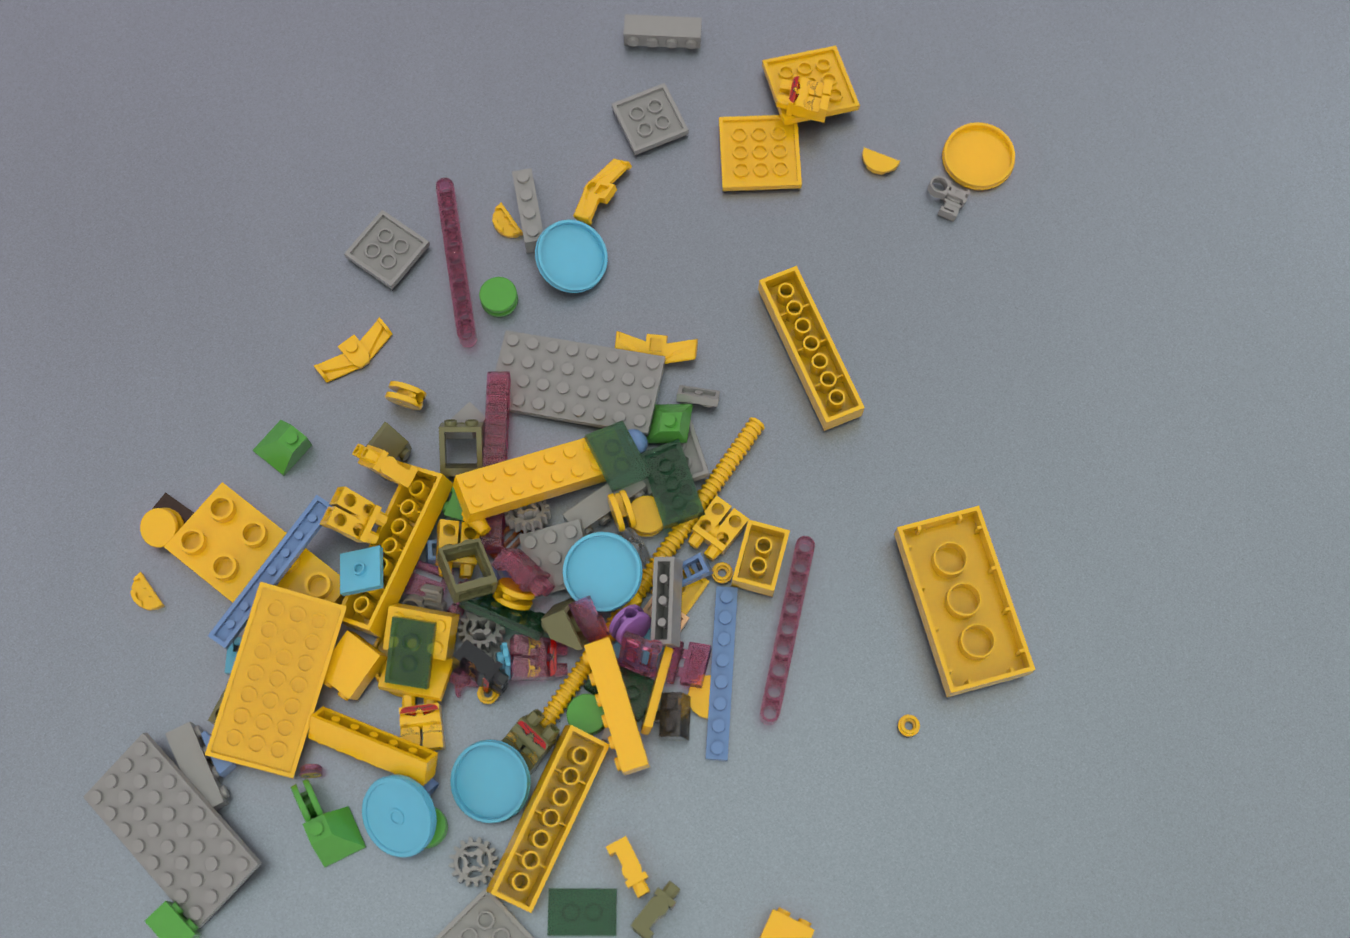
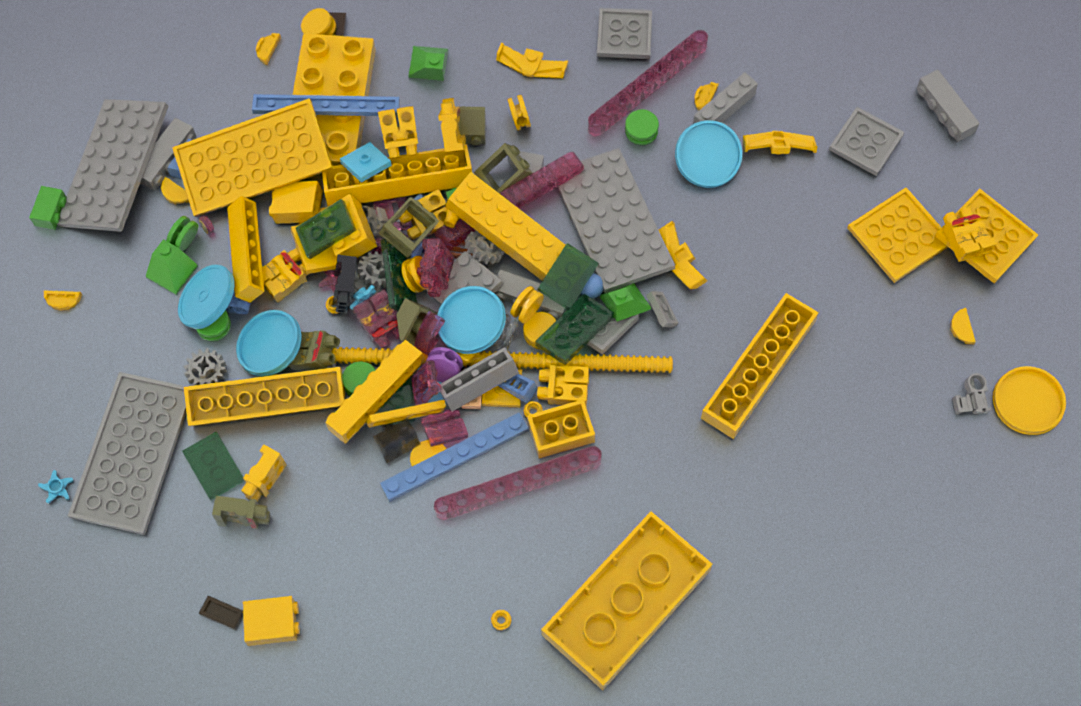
camera: 60 degrees right, 5 degrees down
(248, 784) = (172, 192): none -> yellow tile

